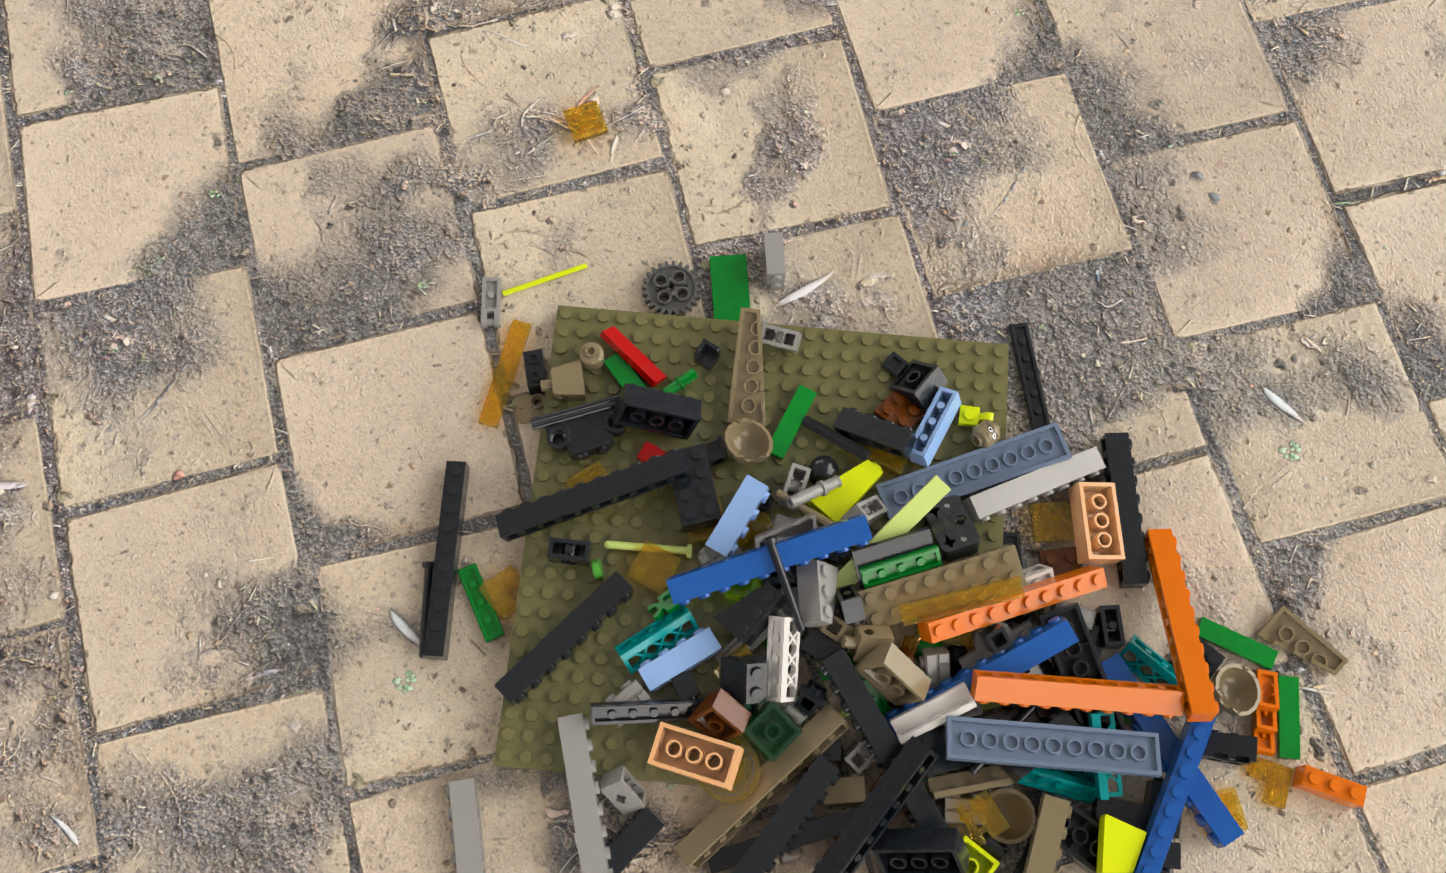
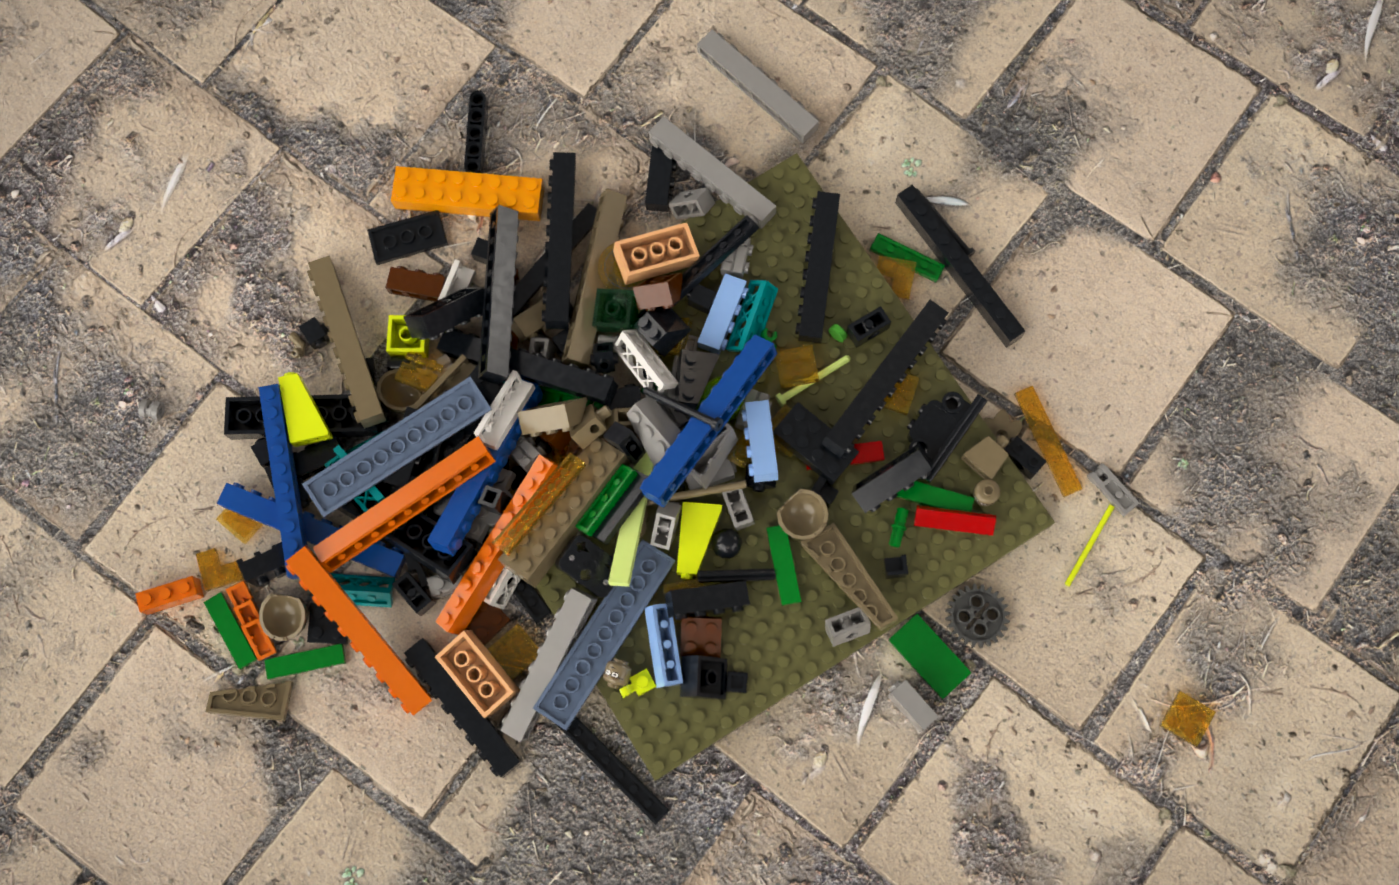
camera: 150 degrees right, 5 degrees up
(820, 489) = (713, 515): light grey pin -> none

